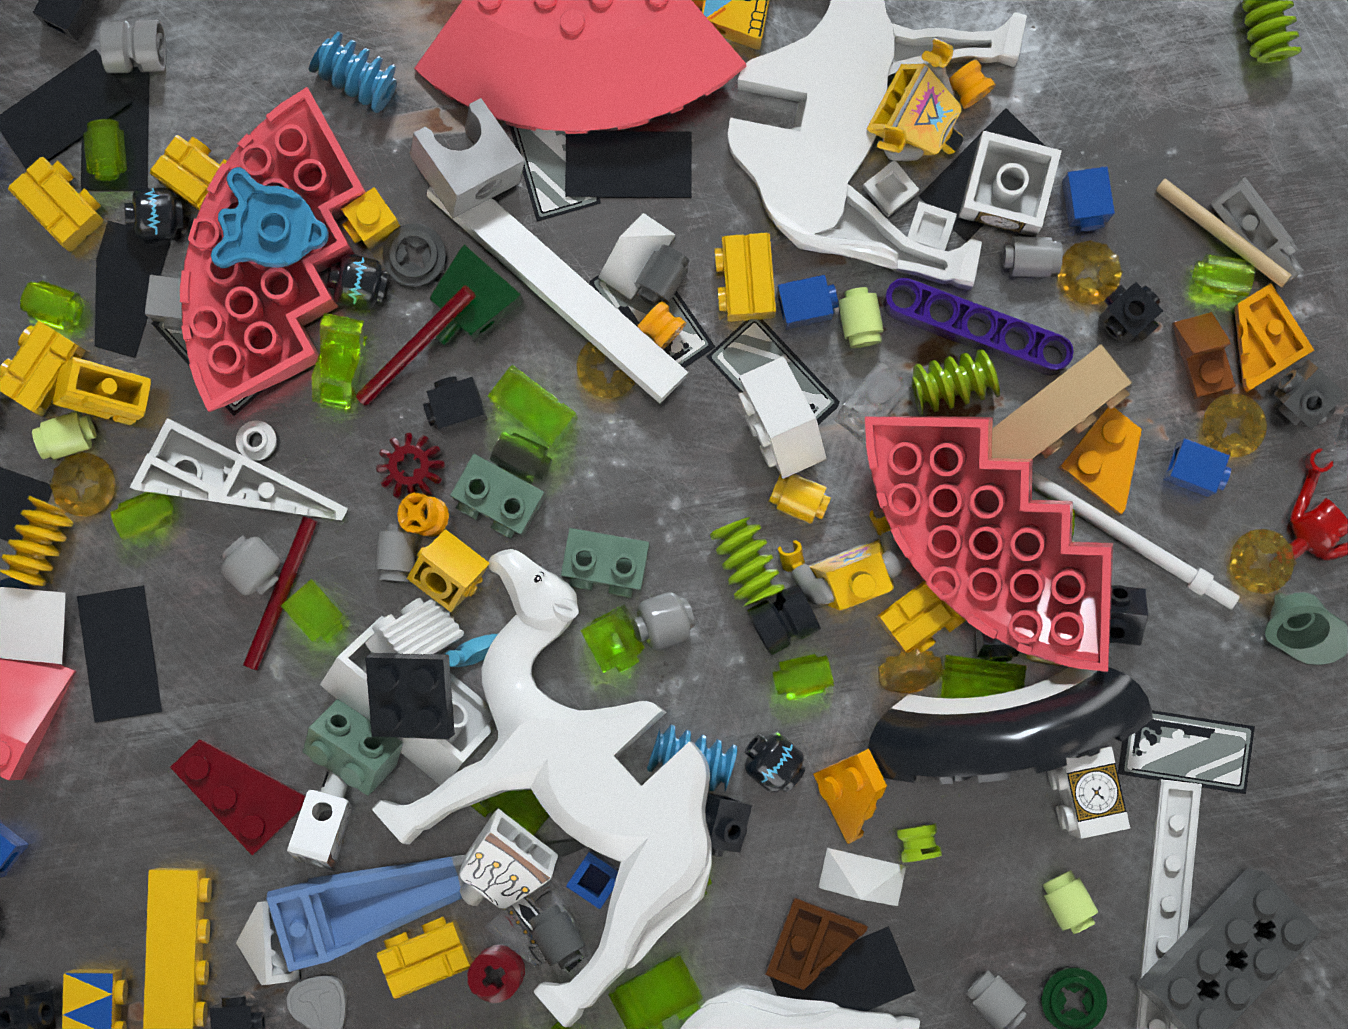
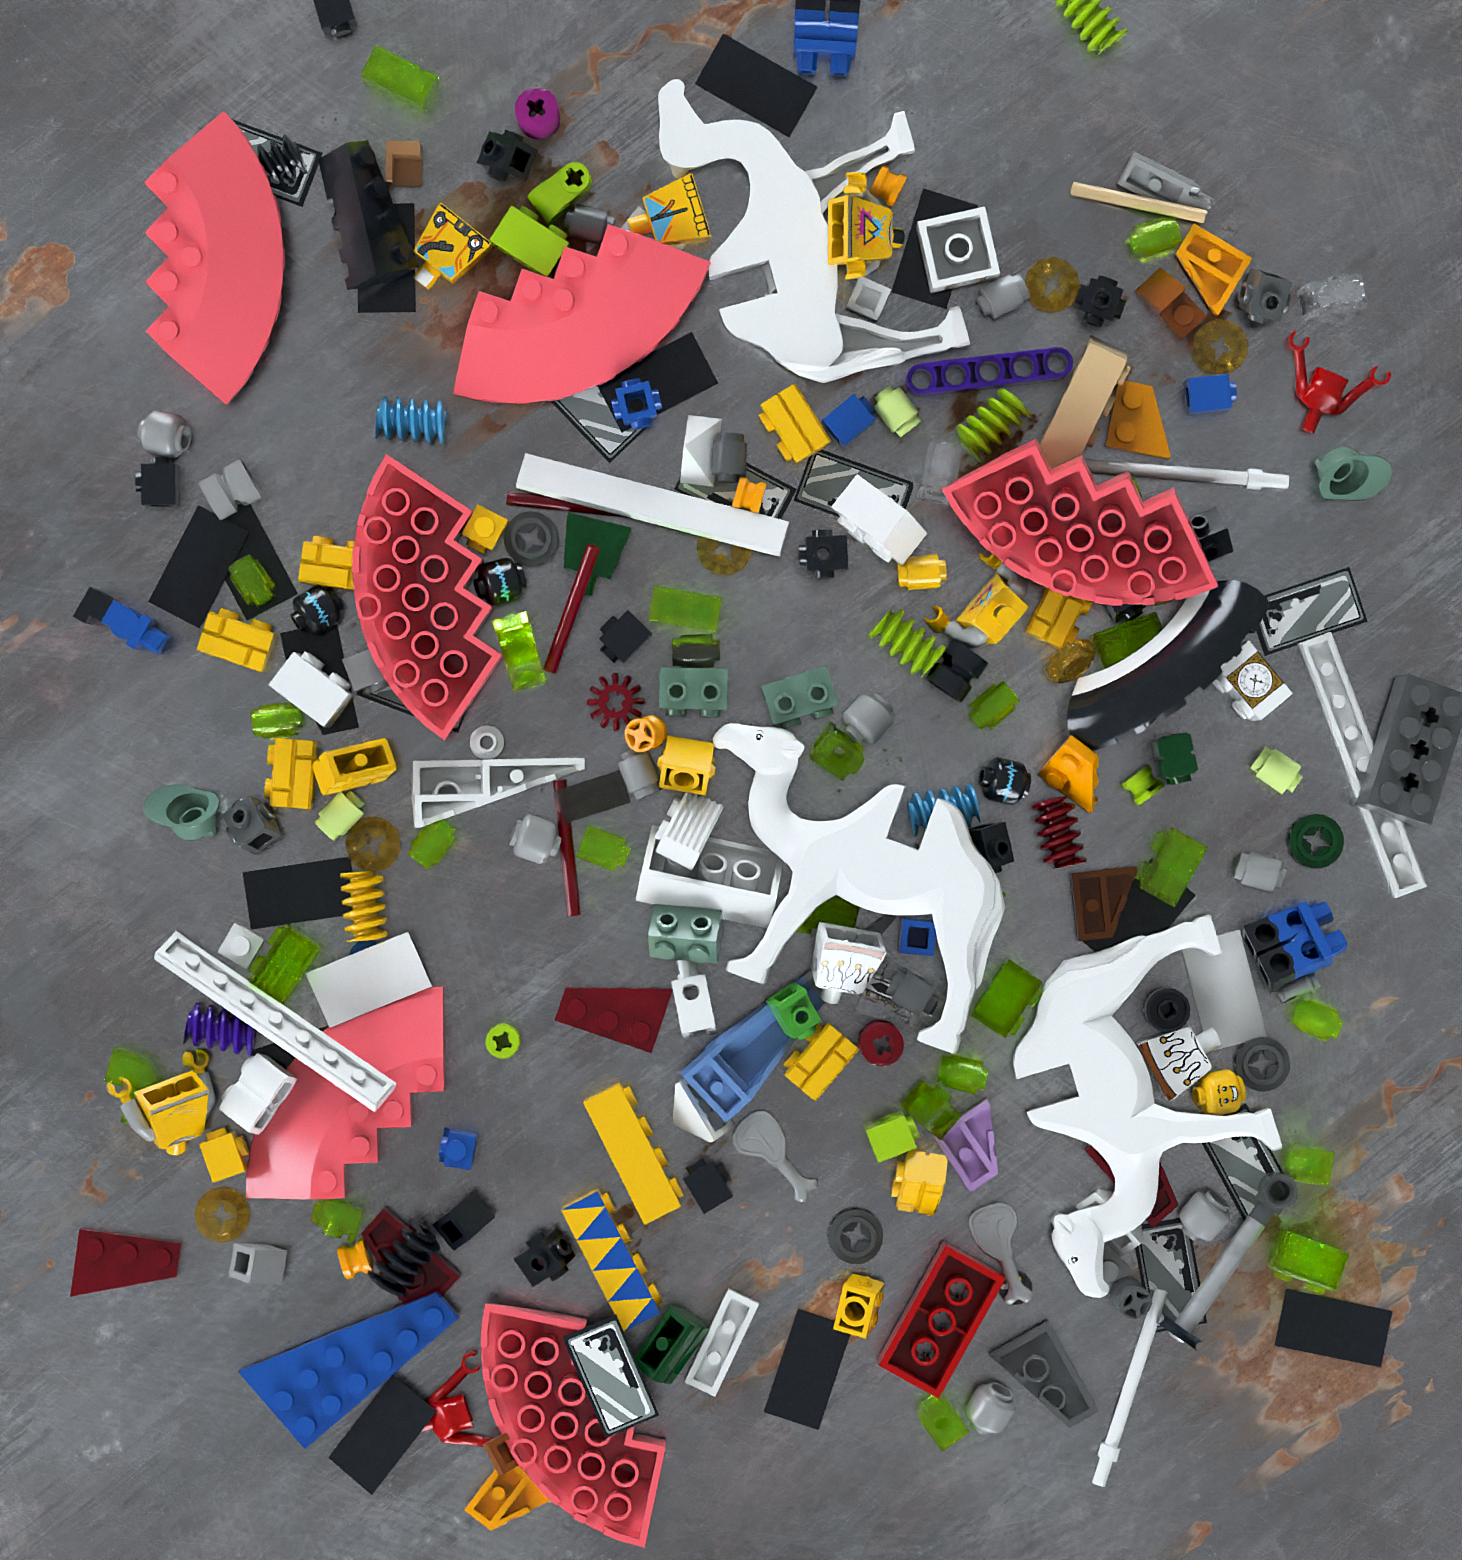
camera: 35 degrees left, 5 degrees up
(102, 290) = (312, 689): none -> white brick
(111, 763) = (507, 1039): none -> lime wheel
(119, 654) = (468, 956): black sticker -> none
(267, 226) = (414, 577): dark azure tile -> none
(334, 553) = (592, 796): none -> clear smoke tile
(410, 695) = (712, 872): black plate -> none
(421, 878) = (786, 1005): none -> bright green brick
(454, 230) = (546, 502): none -> dark red bar
(469, 175) = (547, 456): light grey piece -> none
(470, 651) = (734, 816): medium azure bar -> none
(594, 157) = (633, 390): none -> blue brick
(714, 439) = (837, 552): none -> black brick
(803, 847) = (1058, 832): none -> dark red piece
(862, 877) = (1113, 832): white slope -> none
(904, 946) = (1171, 866): none -> clear neon green brick
(931, 226) = (914, 313): white plate -> none
(967, 831) = (1174, 758): none -> dark green brick
(1088, 198) = (1022, 229): blue brick -> none
(1245, 554) = (1277, 440): clear yellow gear -> none

